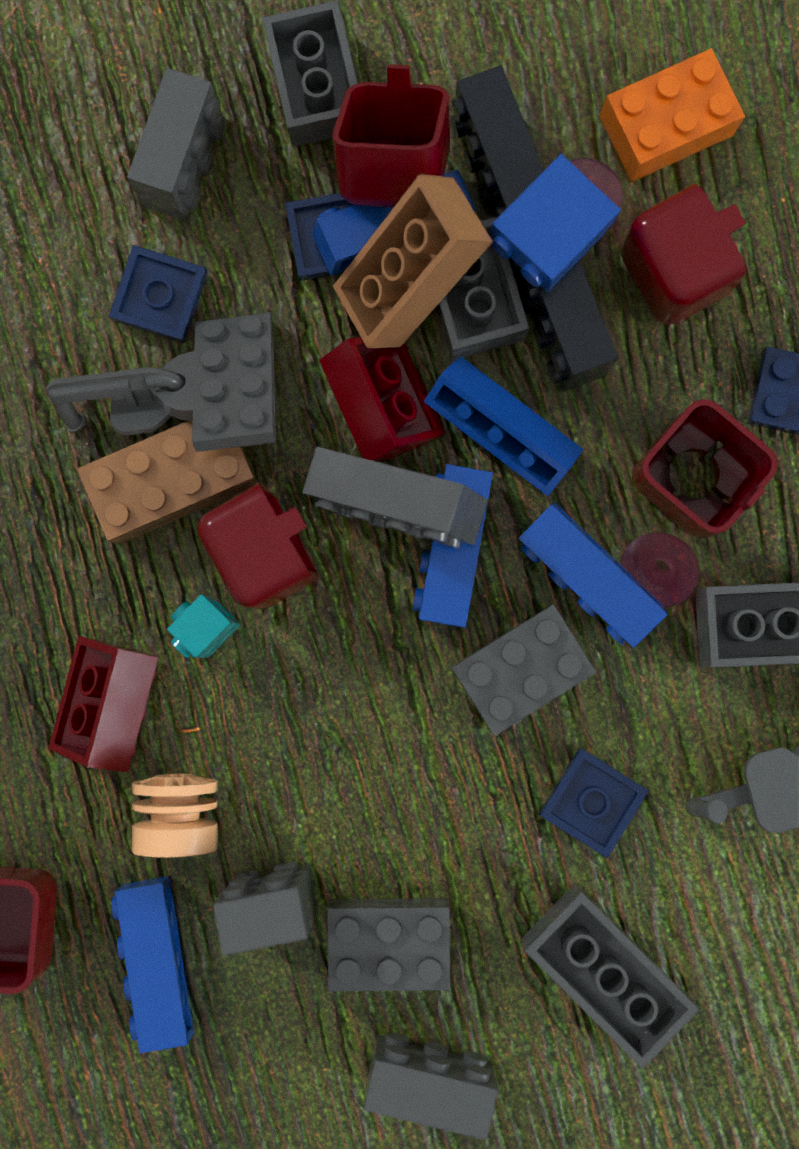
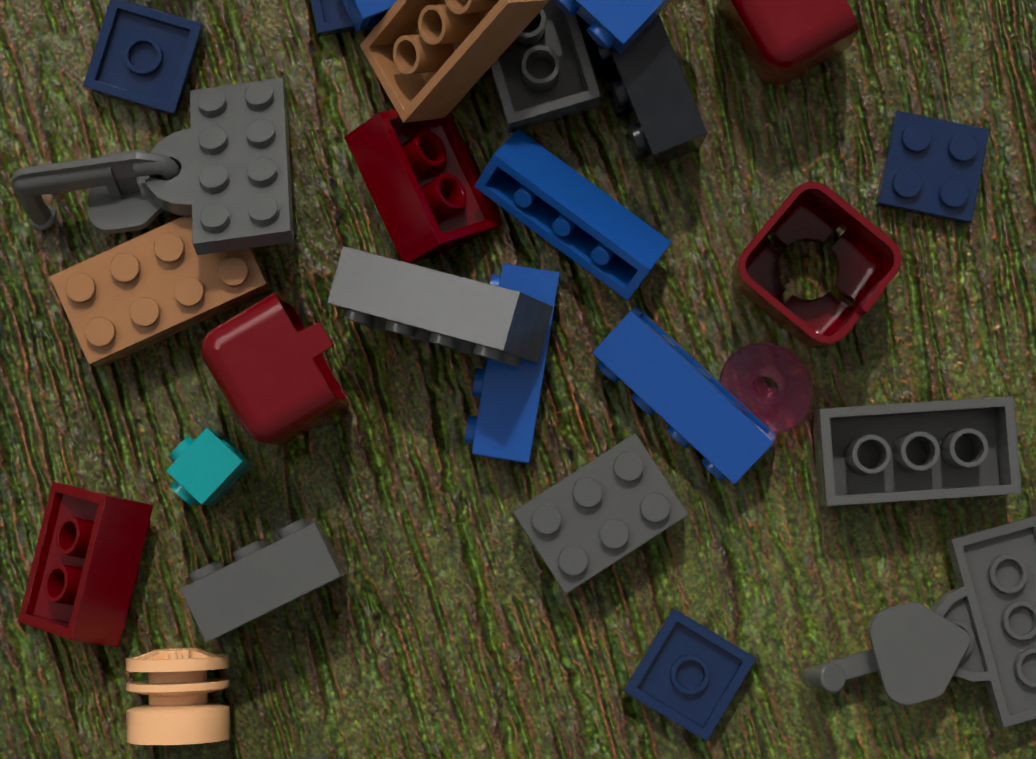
camera: 10 degrees left, 0 degrees up
(245, 719) = (262, 578): none -> dark grey brick

